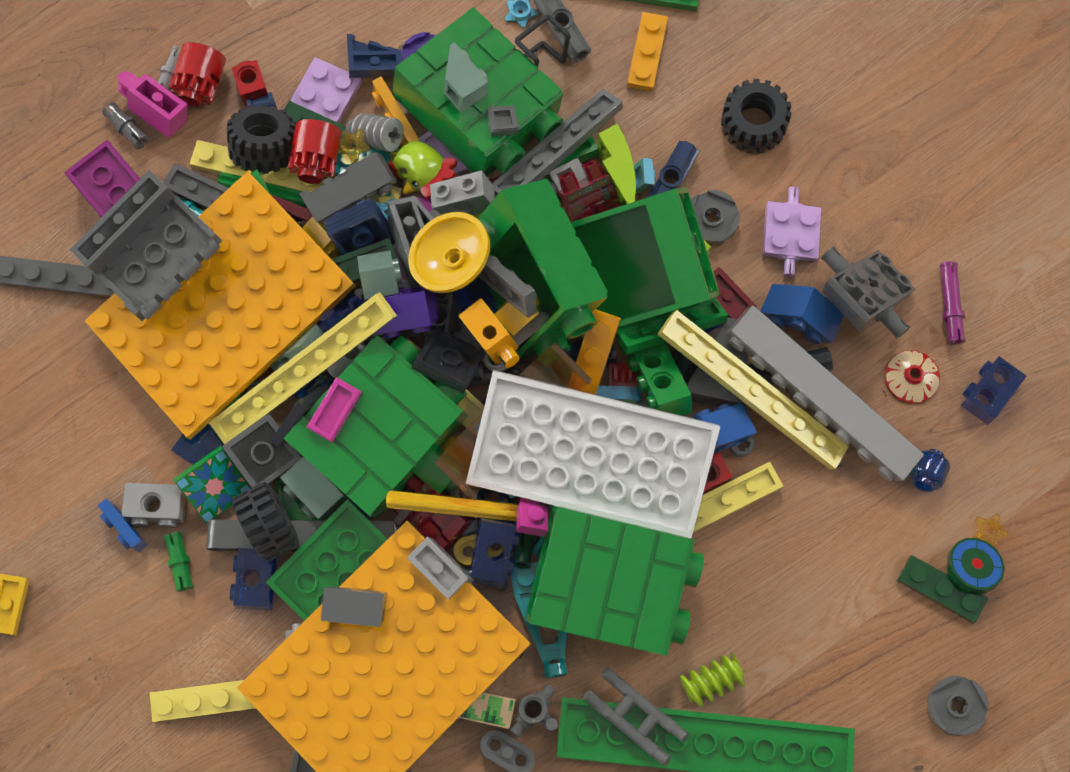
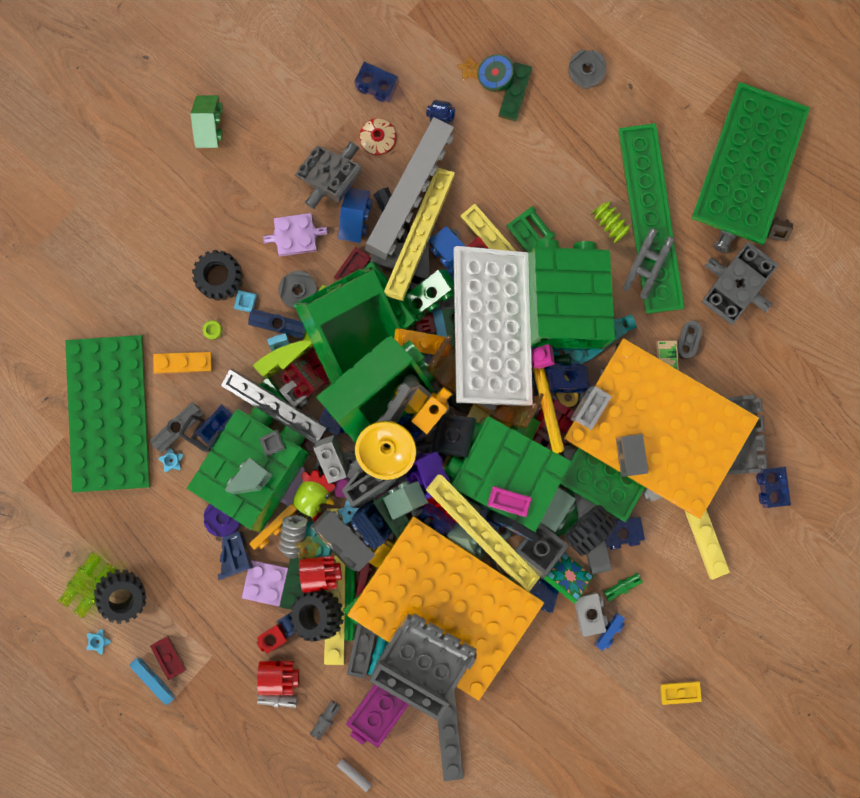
camera: 105 degrees left, 10 degrees up
(44, 146) = (354, 774): none -> light grey piece
(153, 102) = (305, 704): dark pink brick -> none
(524, 722) = (666, 323): dark grey pin -> none
(554, 67) = (215, 423): none -> clear blue brick
(683, 97) = (212, 330): none -> lime tile
(713, 147) = (245, 301): none -> medium azure tile
(723, 549) = (525, 233): none -> green plate
(952, 303) = (321, 119): magenta pin -> none
(978, 142) = (205, 120): none -> brick

